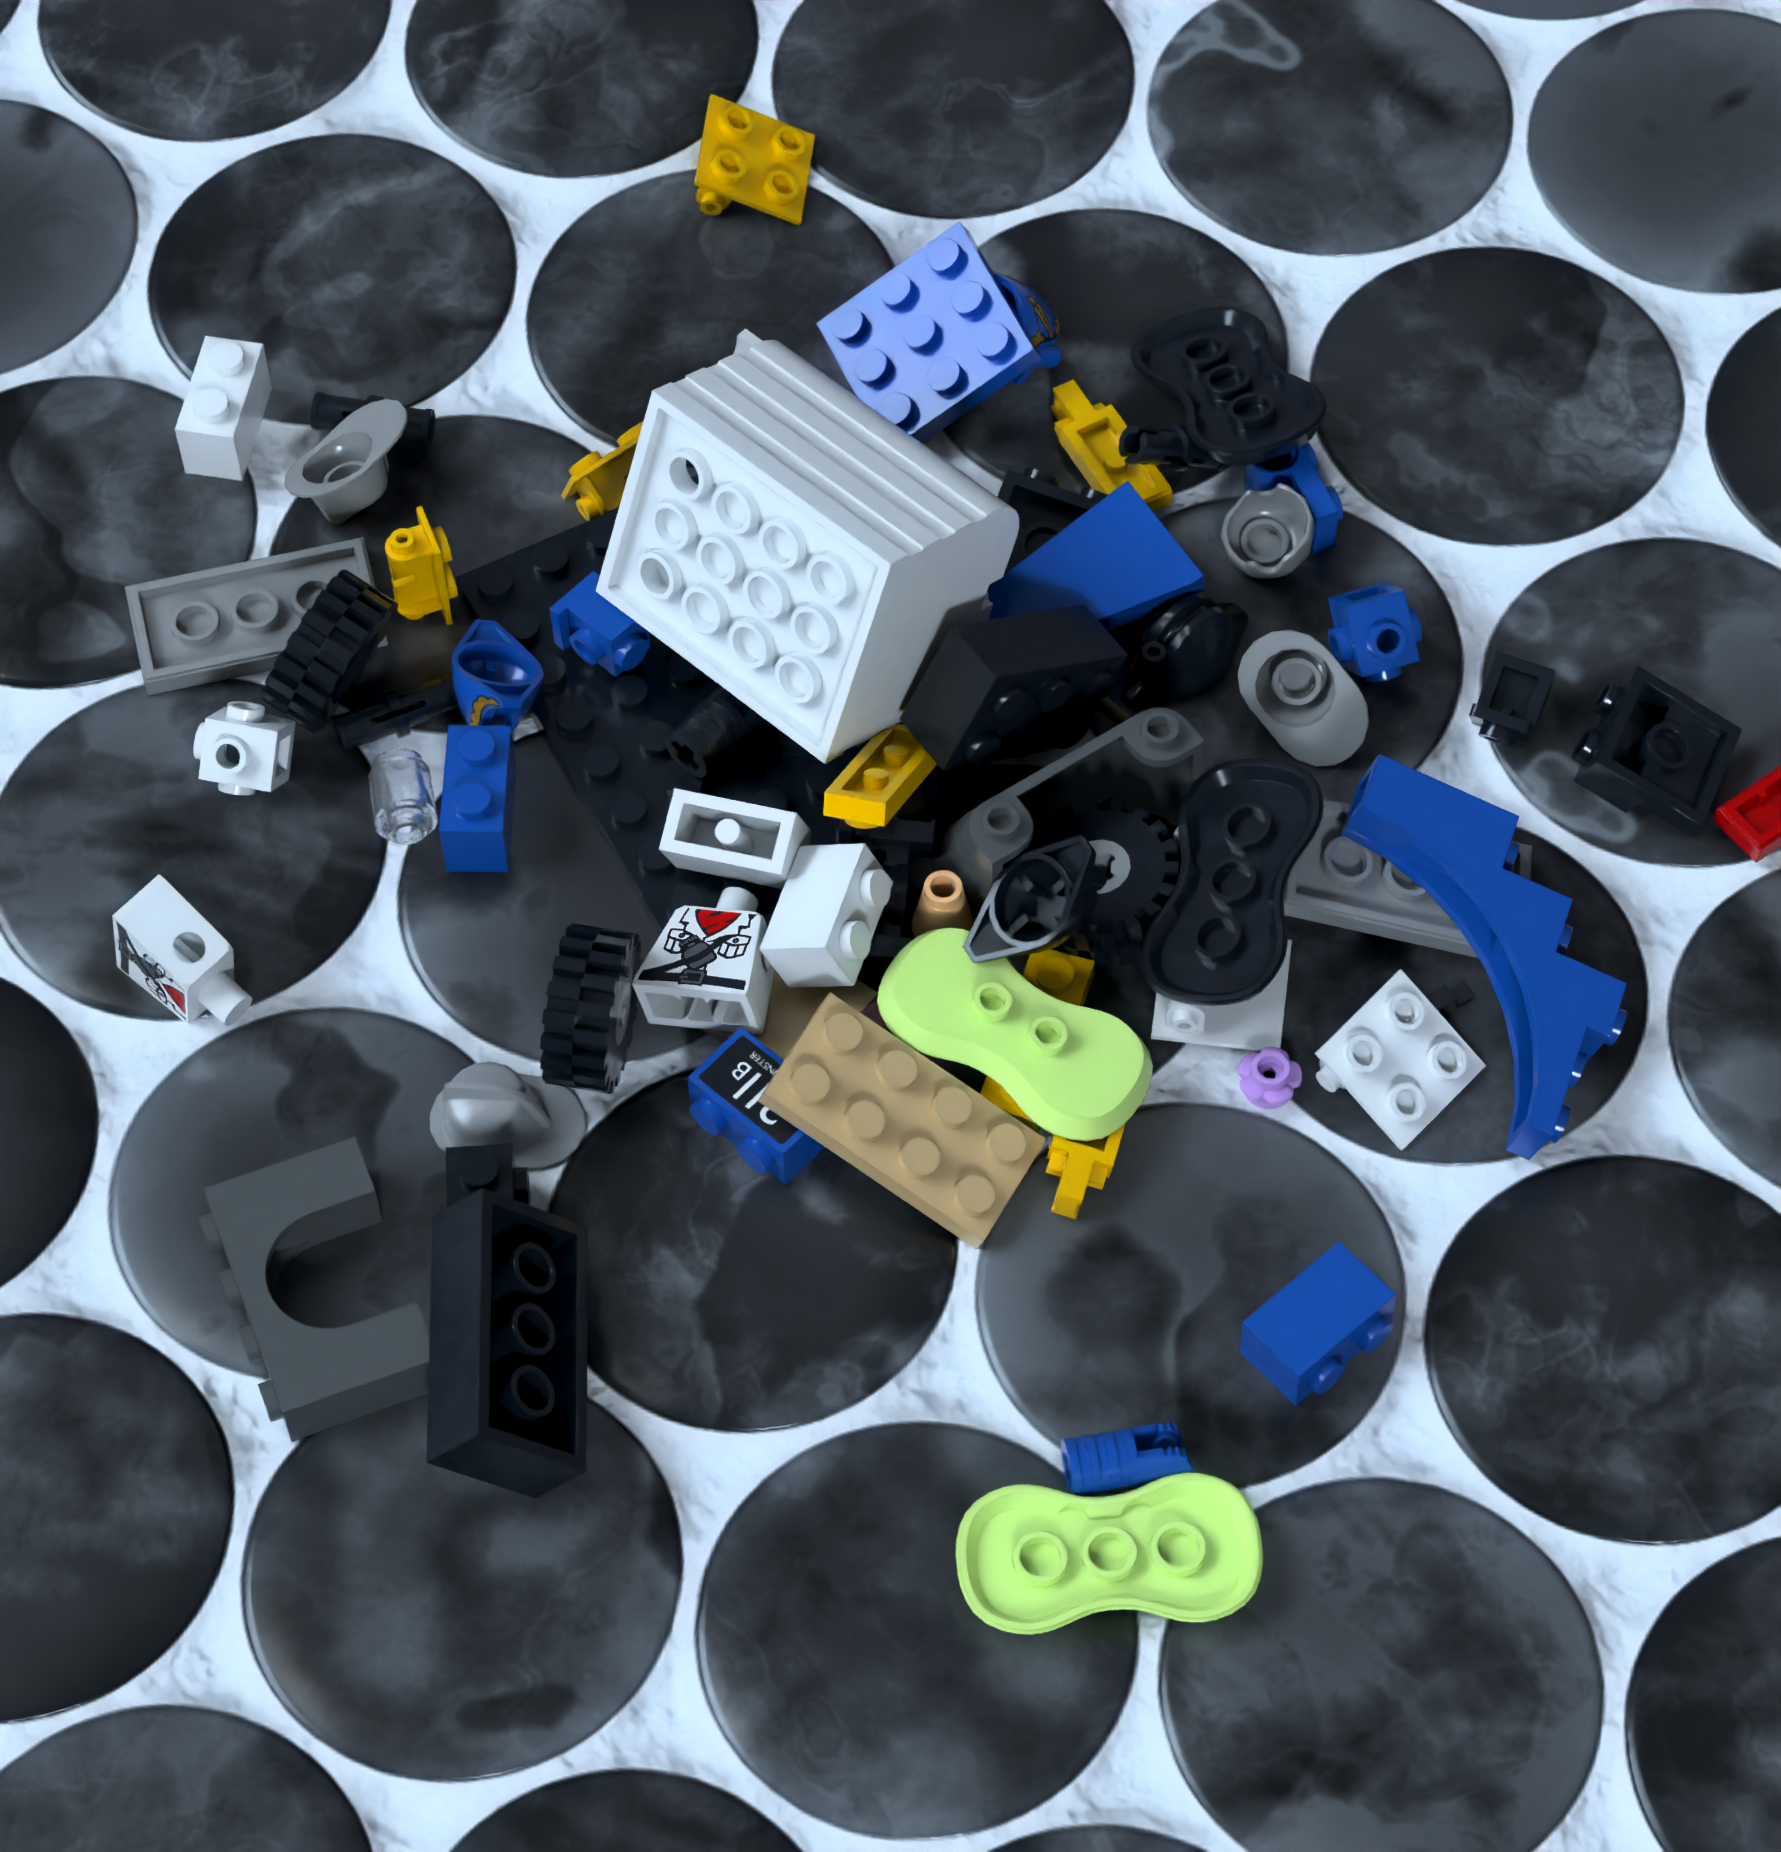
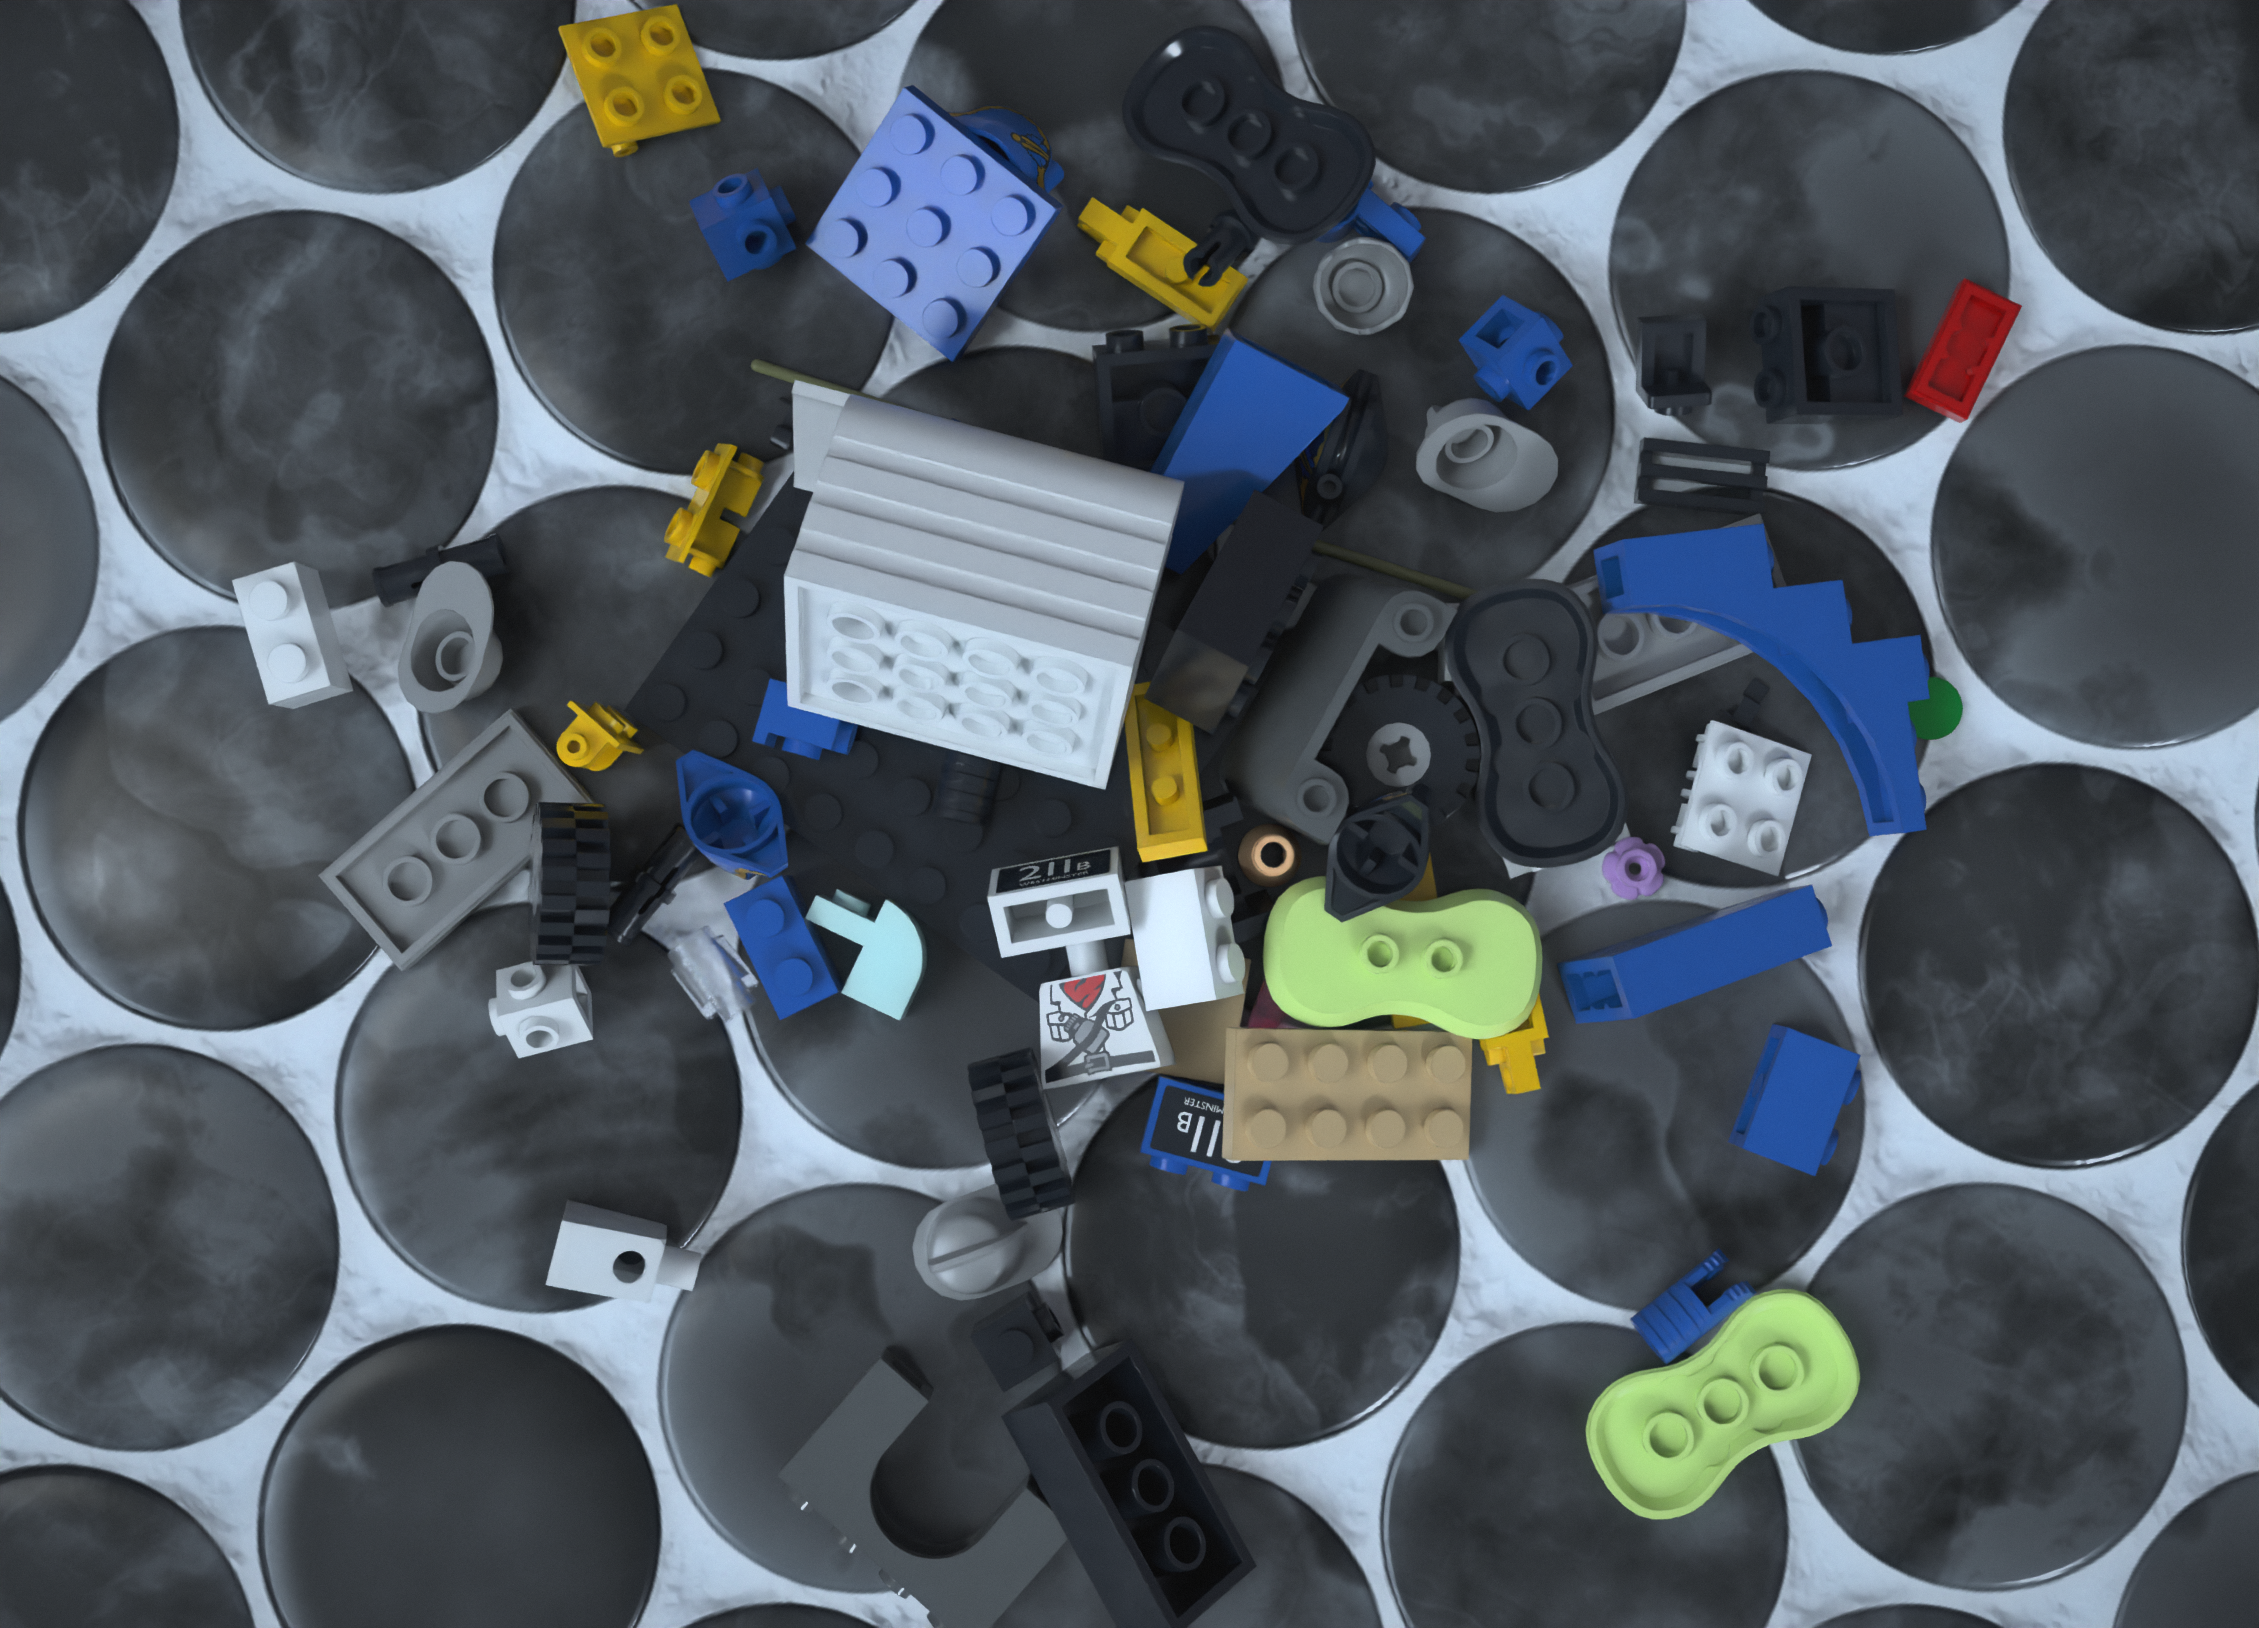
camera: 25 degrees left, 30 degrees up
(560, 846) = (891, 955): none -> light aqua brick
(759, 297) = (745, 223): none -> blue brick
(1284, 1154) = (1694, 956): none -> blue slope
(1535, 809) = (1755, 481): none -> black tile
(1617, 1078) = (1939, 714): none -> green piece

